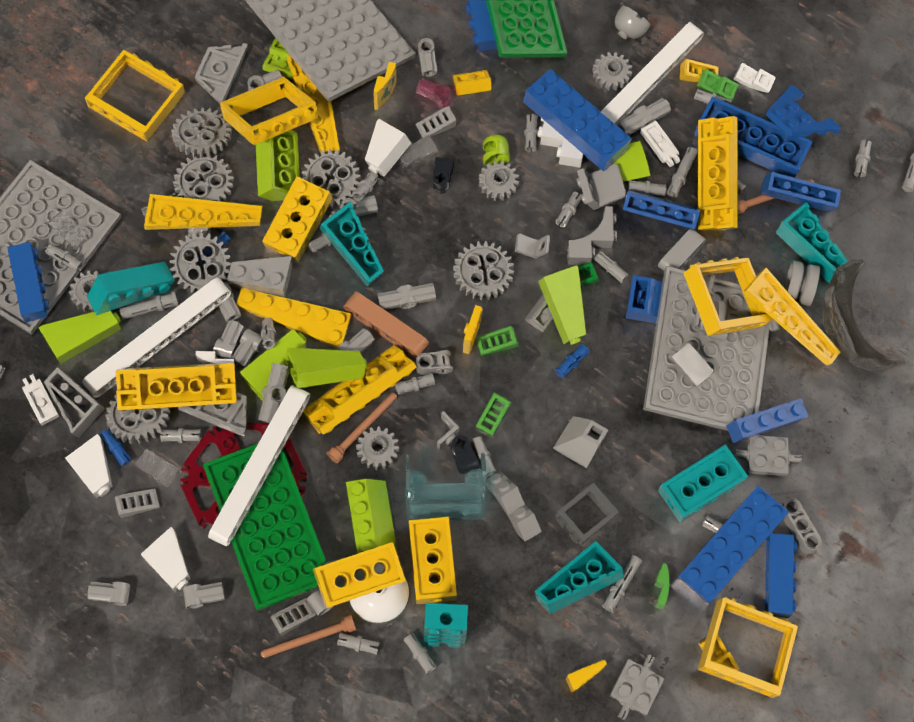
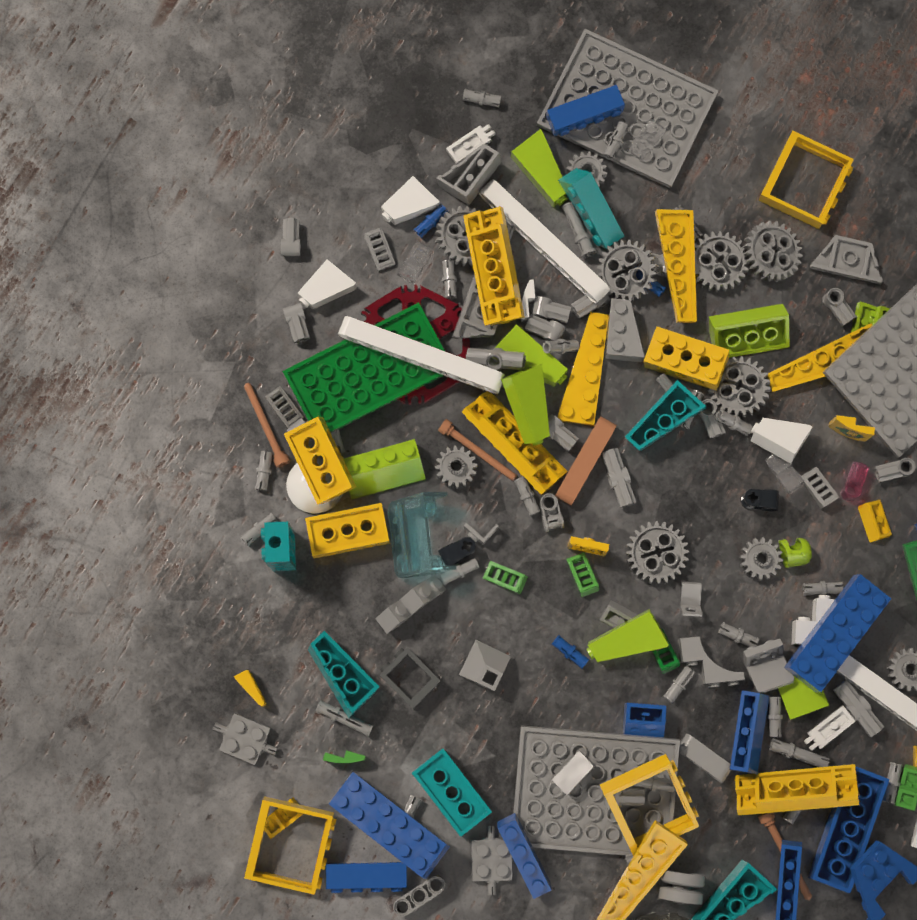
camera: 85 degrees right, 10 degrees up
(261, 96) = (819, 302): yellow window -> none

